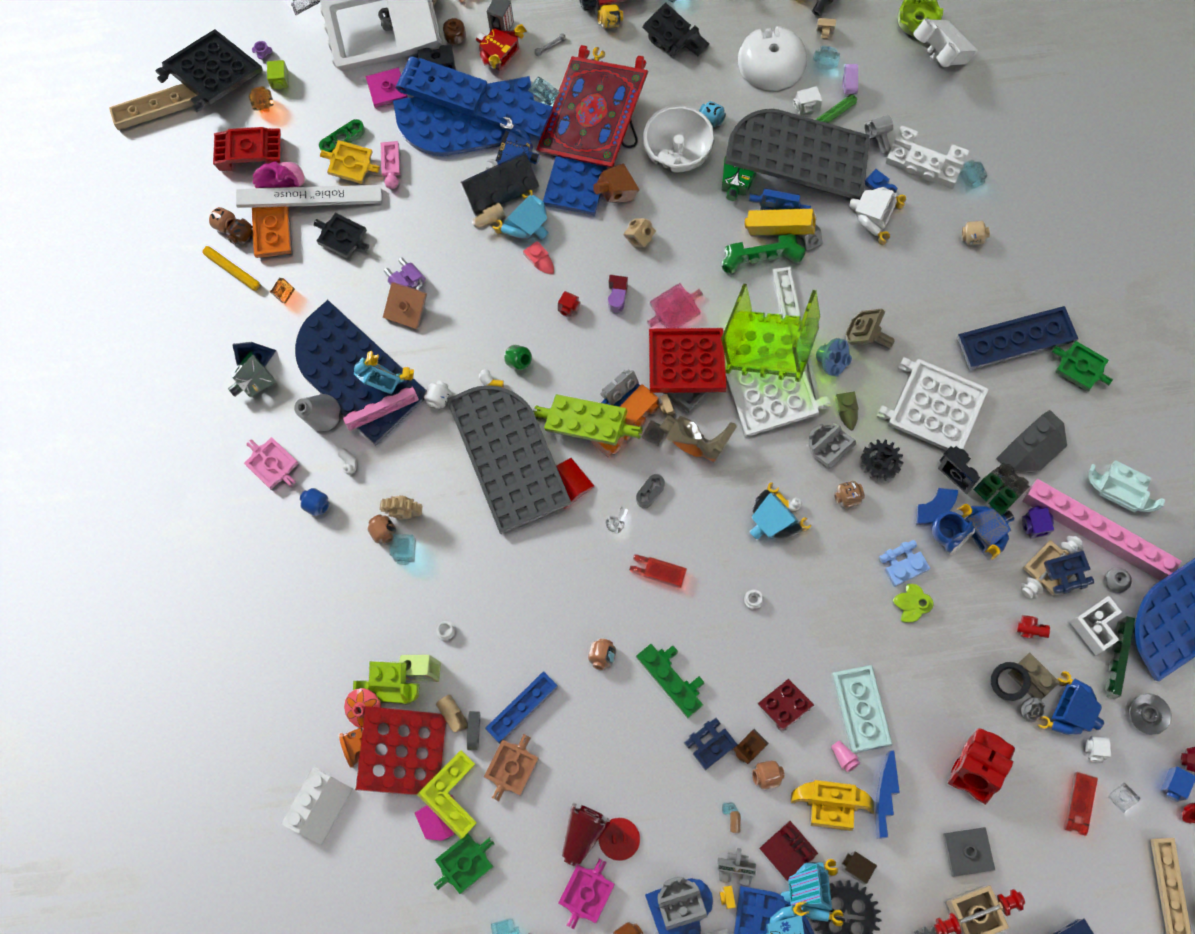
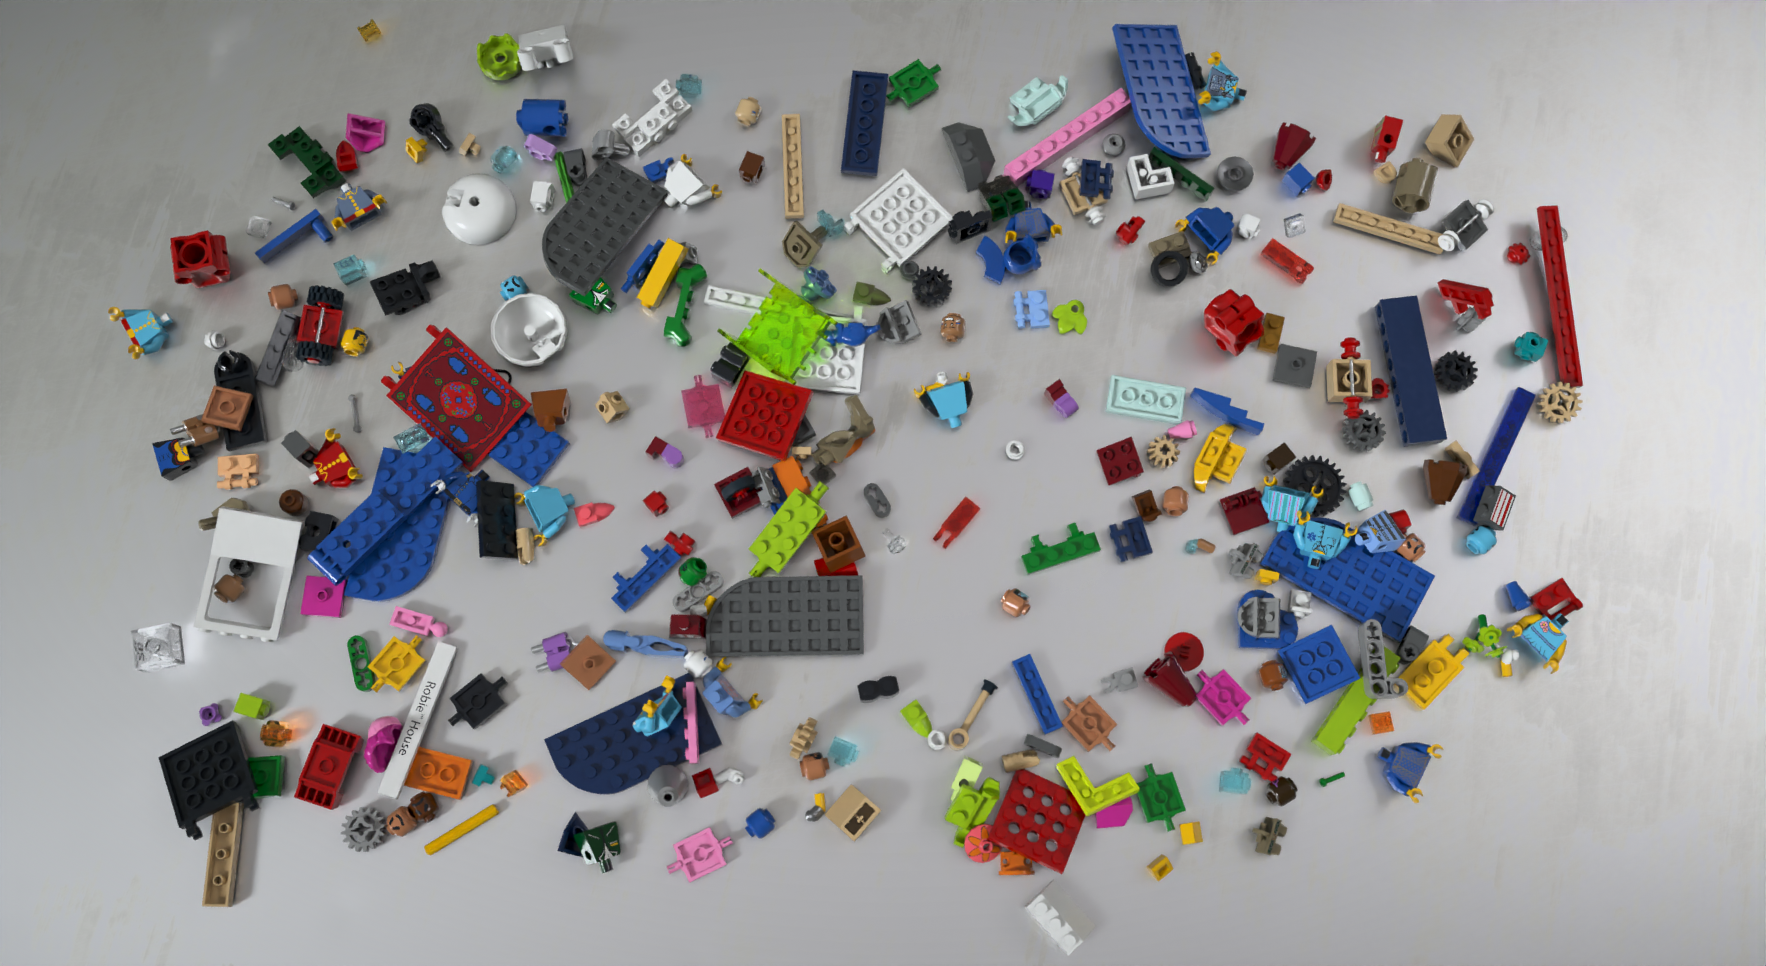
camera: 75 degrees left, 5 degrees up
(198, 199) = (365, 837): none -> light grey gear
(226, 108) = (268, 775): none -> green plate
(280, 264) = (482, 775): none -> teal tile
(334, 443) = (705, 783): none -> red slope
(343, 548) = (818, 810): none -> arm
(349, 579) = (853, 812): none -> tan slope
(366, 17) = (229, 588): none -> medium nougat head
(396, 889) = (1160, 867): none -> yellow slope
(416, 425) = (723, 695): none -> medium blue torso
(434, 328) = (622, 641): none -> medium blue arm
(440, 909) = (1191, 833): none -> yellow slope
(459, 605) = (917, 718): none -> lime plate
(465, 370) = (687, 627): none -> dark red torso
(471, 558) = (873, 690): none -> black brick
(487, 318) = (634, 588): none -> blue hinge
(501, 363) = (688, 603): none -> light grey beam
(509, 658) = (987, 690): none -> tan piece
(540, 340) = (682, 545): none -> red plate
(566, 787) = (1122, 680): none -> light grey plate
(592, 469) = (838, 544): none -> dark orange brick
(605, 366) = (738, 492): none -> dark red plate
(717, 312) = (729, 365): none -> black brick
(795, 403) = (853, 335): none -> blue animal
(816, 737) = (1171, 455): none -> tan gear
(824, 623) = (1061, 399): none -> leg
(850, 114) = (575, 165): none -> dark grey piece
(879, 69) = (543, 117): none -> blue cylinder
(889, 433) = (909, 269): none -> dark grey plate
(897, 348) = (828, 222): none -> clear light blue bracket
(921, 257) = (751, 167): none -> reddish brown brick
(941, 291) = (792, 166): none -> tan plate
(993, 814) = (1272, 332): none -> pearl gold plate

